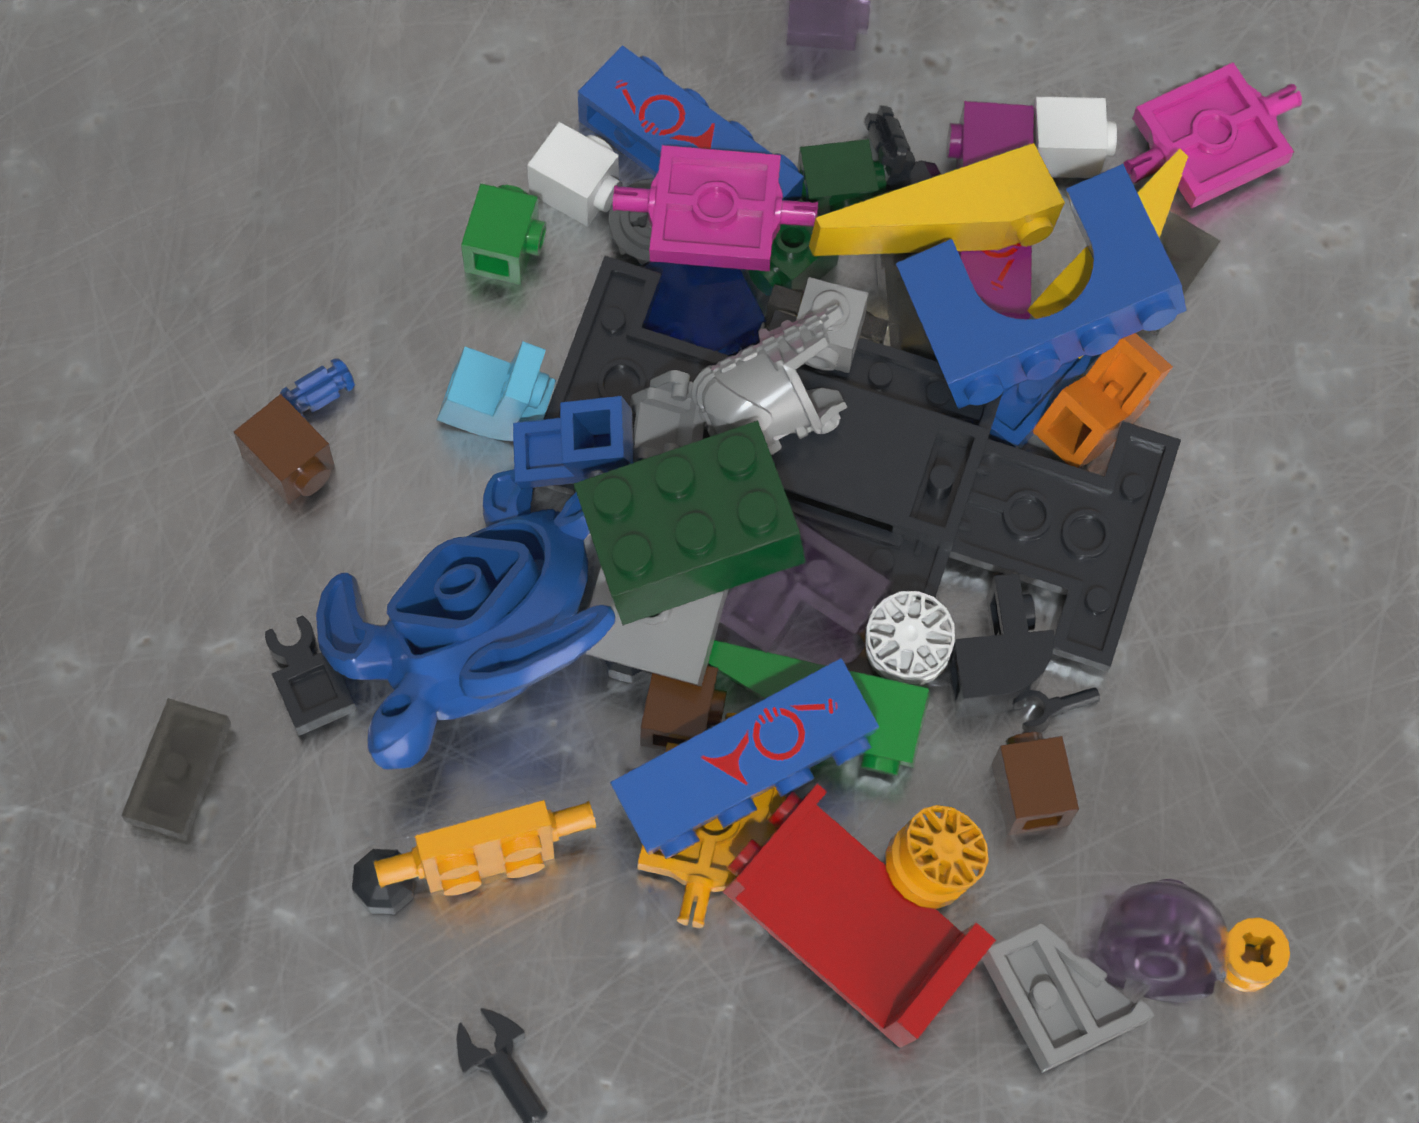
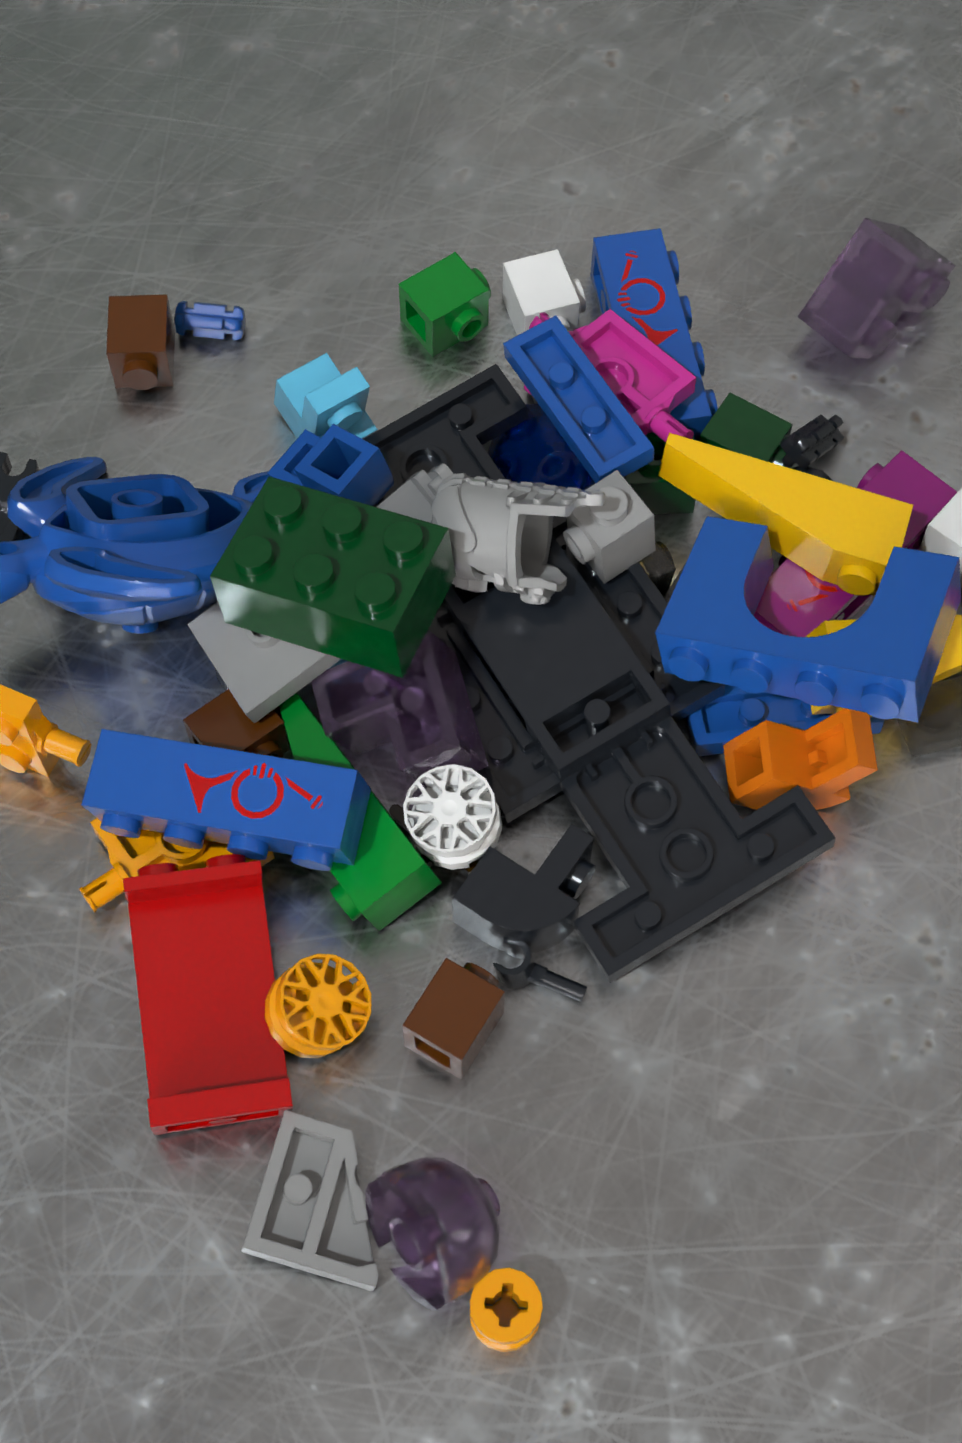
camera: 45 degrees right, 5 degrees down
(722, 242) = (578, 400): none -> blue plate

